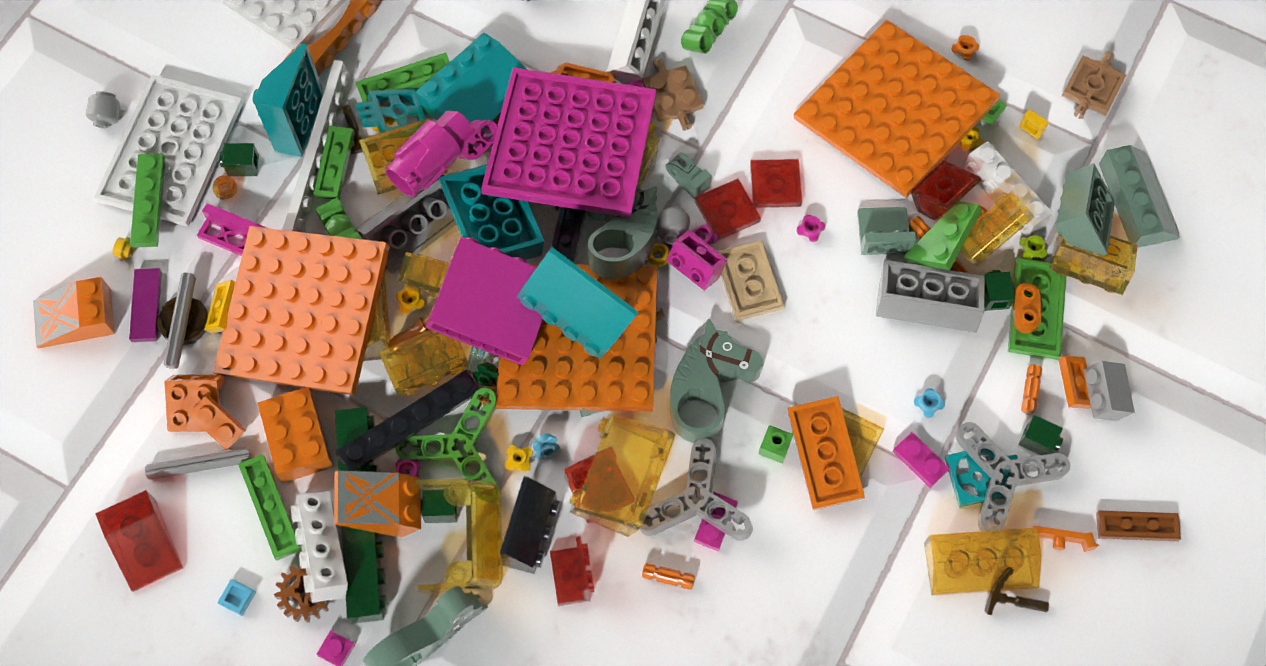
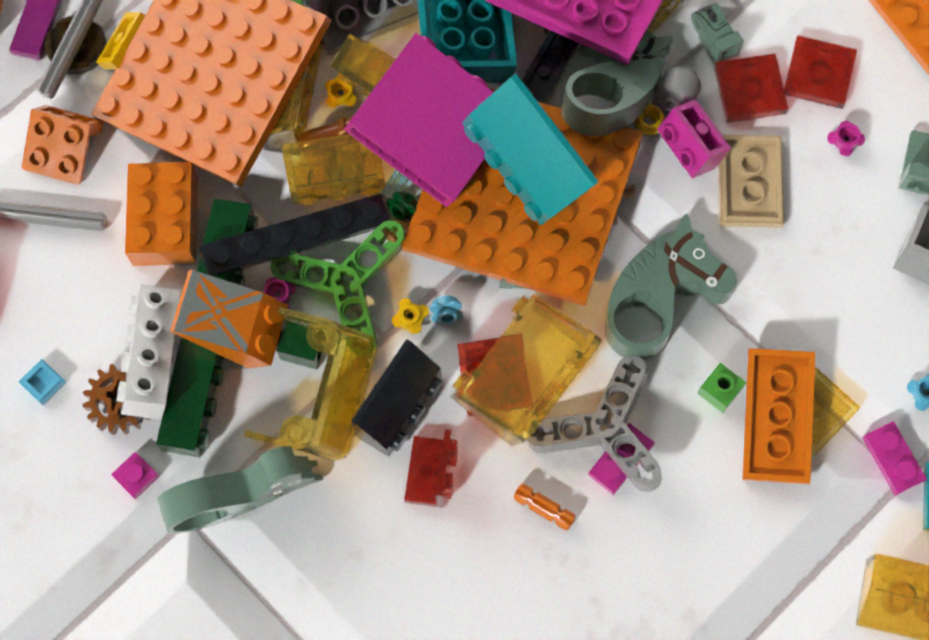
camera: 20 degrees right, 5 degrees up
(216, 422) = (77, 173): orange plate -> none
(269, 507) = (108, 288): bright green plate -> none
(704, 230) = (715, 106): dark pink plate -> none

